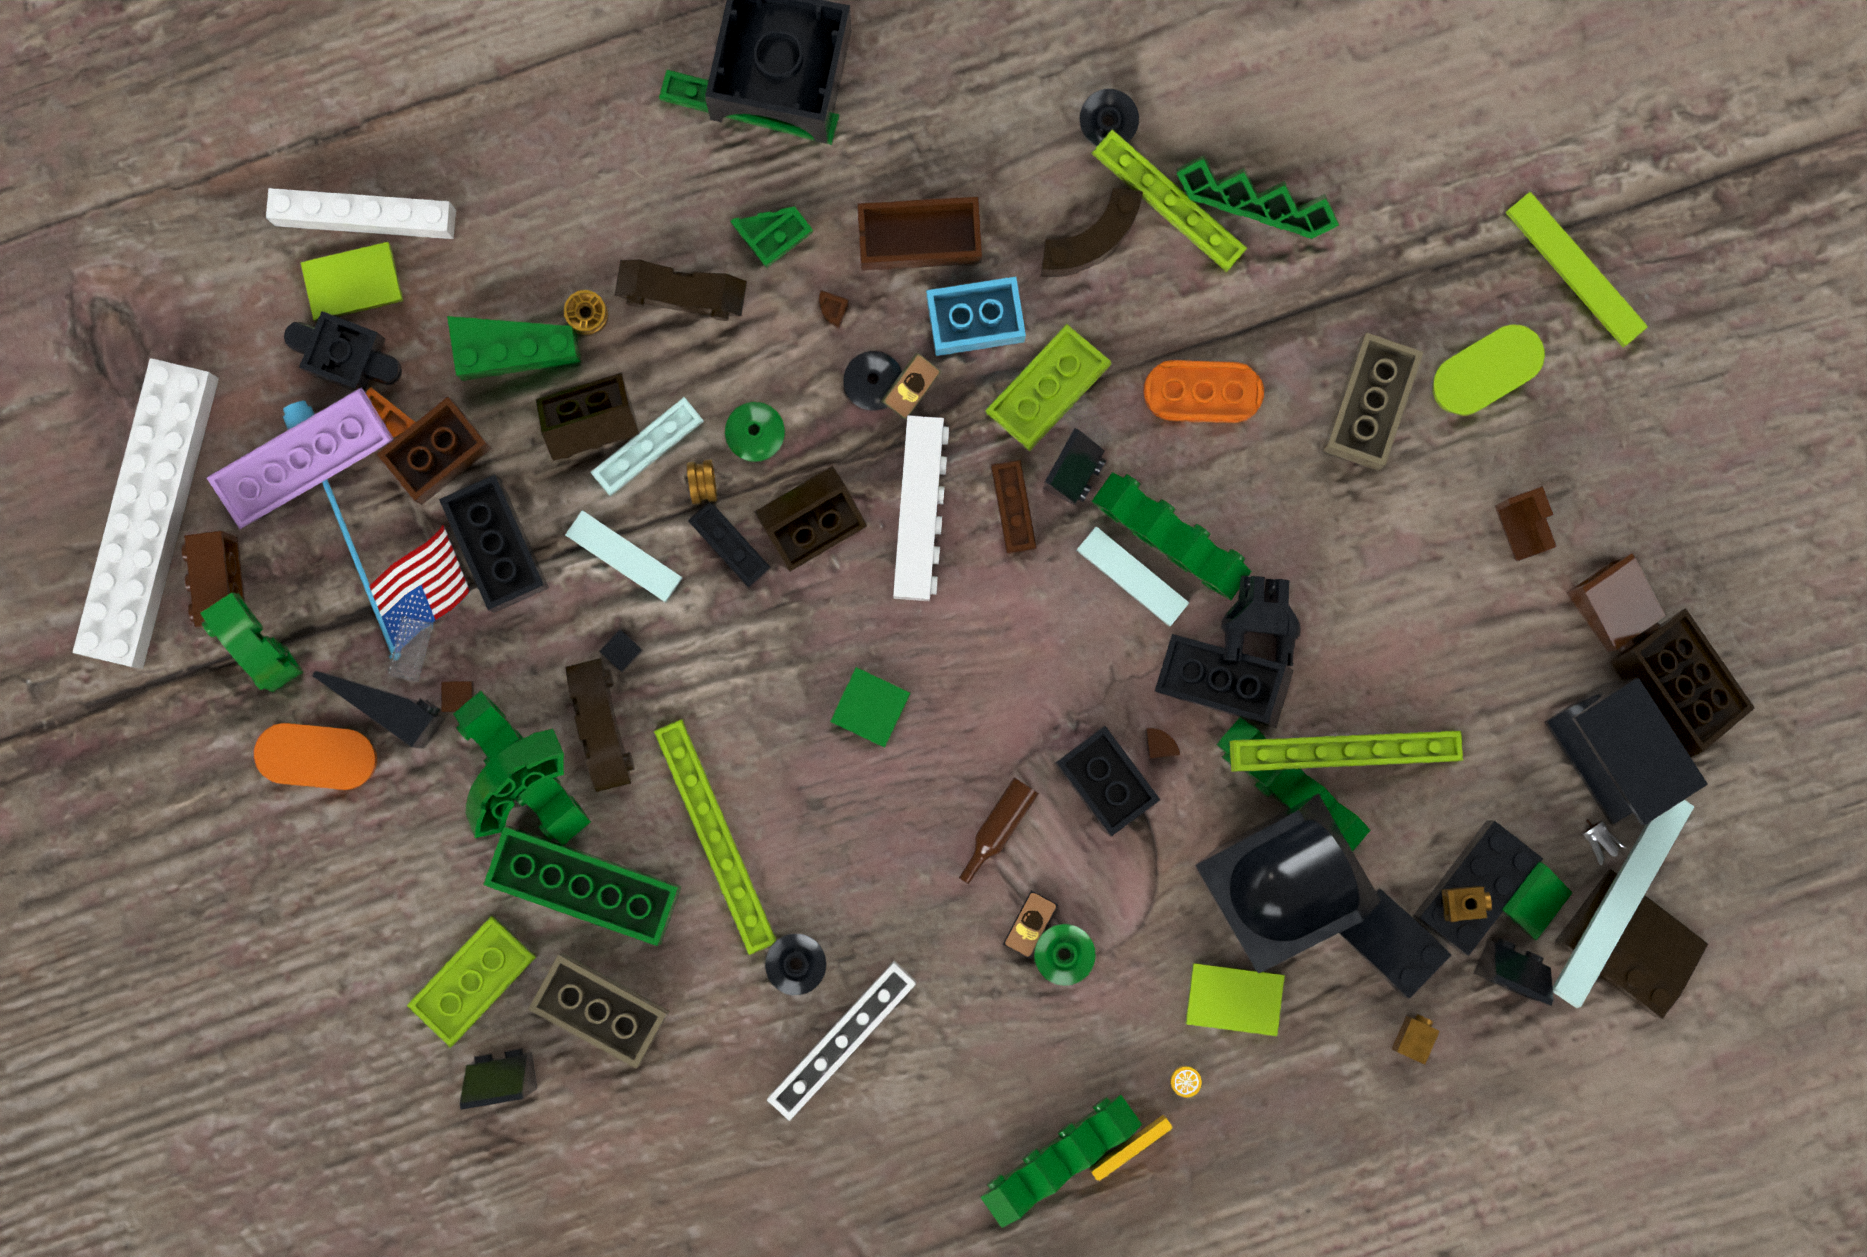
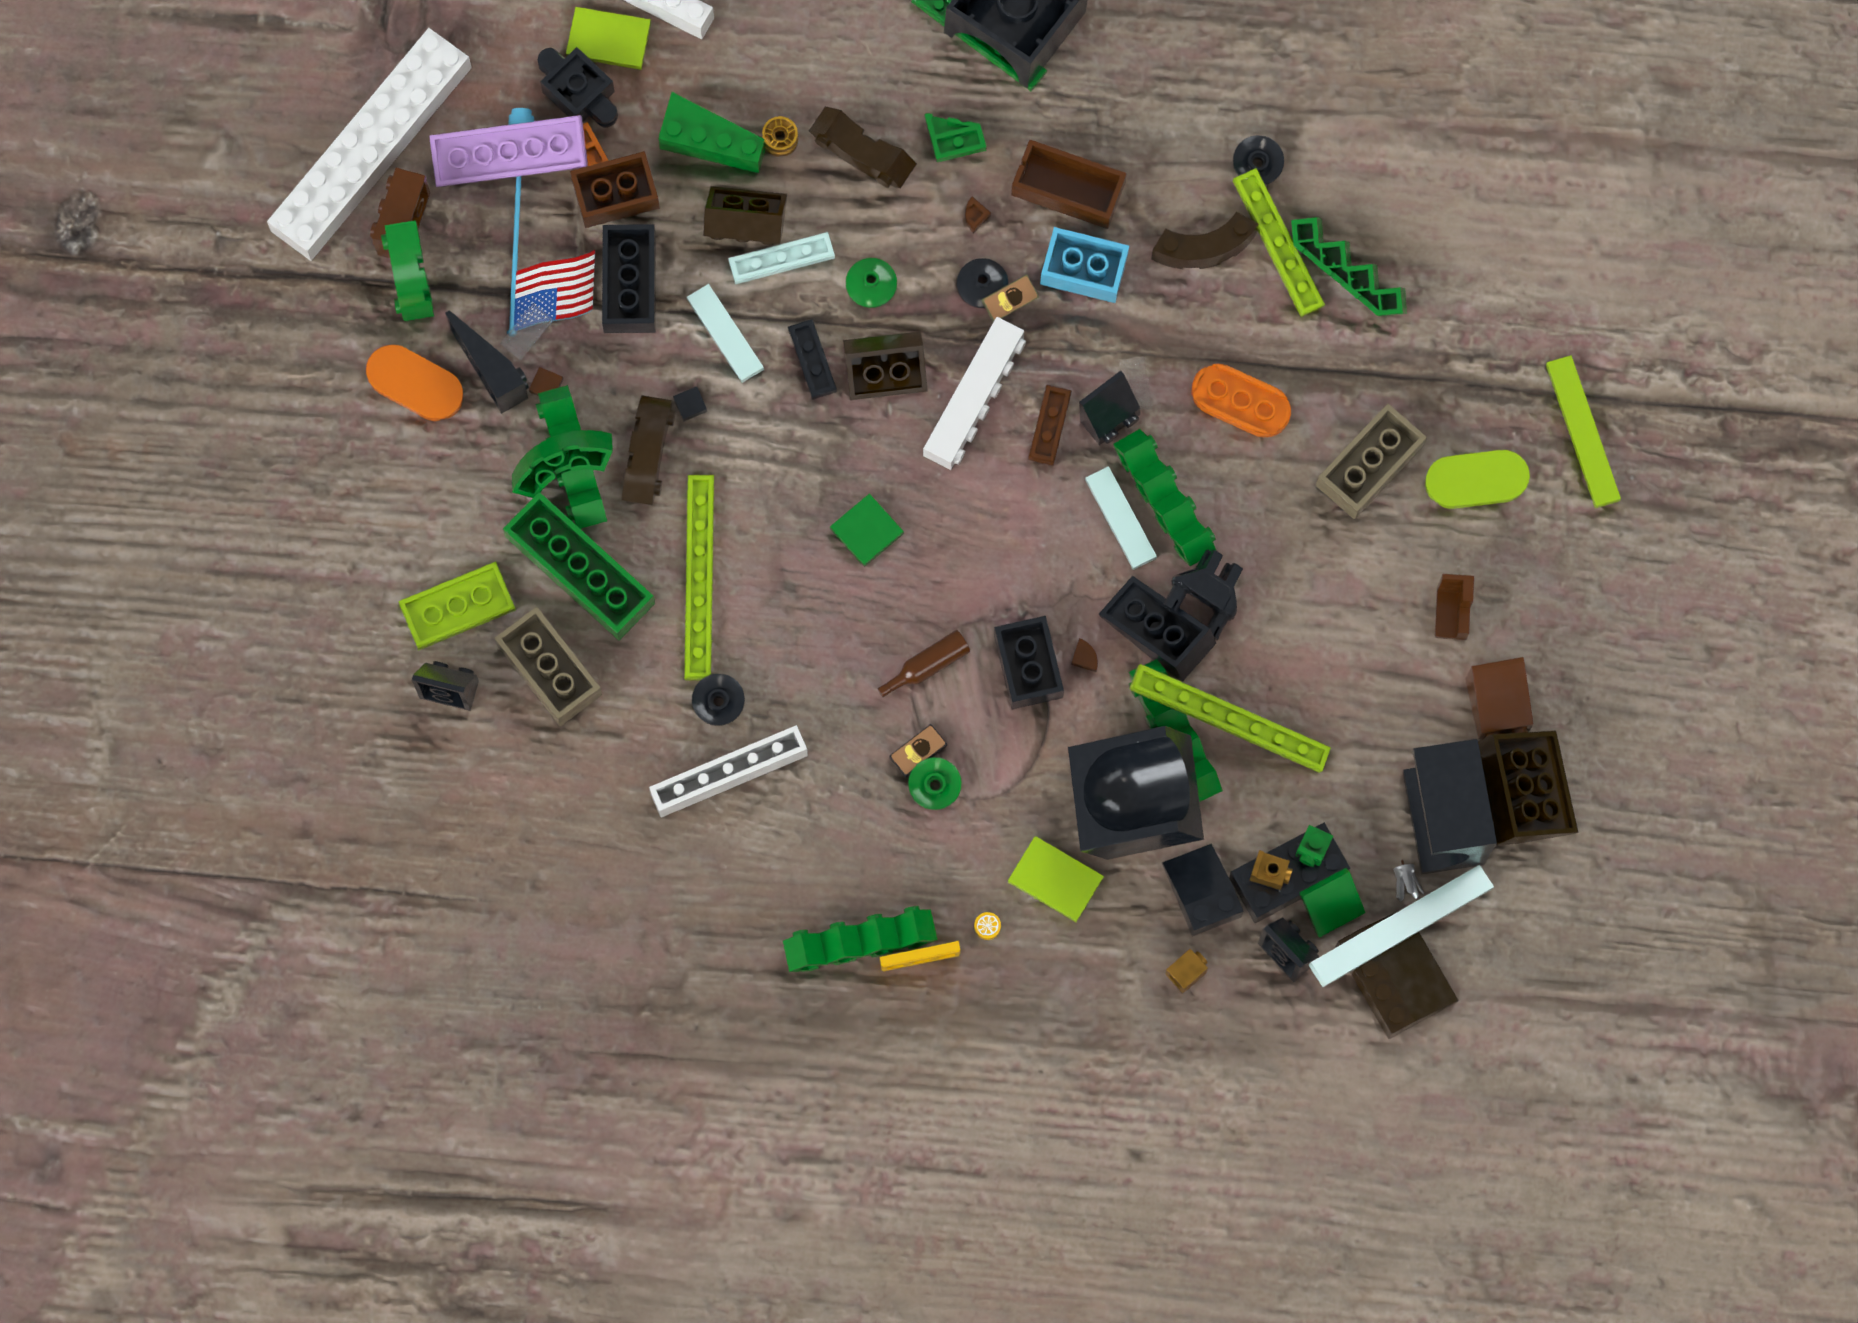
camera: 25 degrees right, 10 degrees down
(701, 481) = (812, 300): pearl gold wheel -> none
(1048, 387) = (1118, 344): lime tile -> none
(1498, 856) = (1313, 846): none -> green bracket

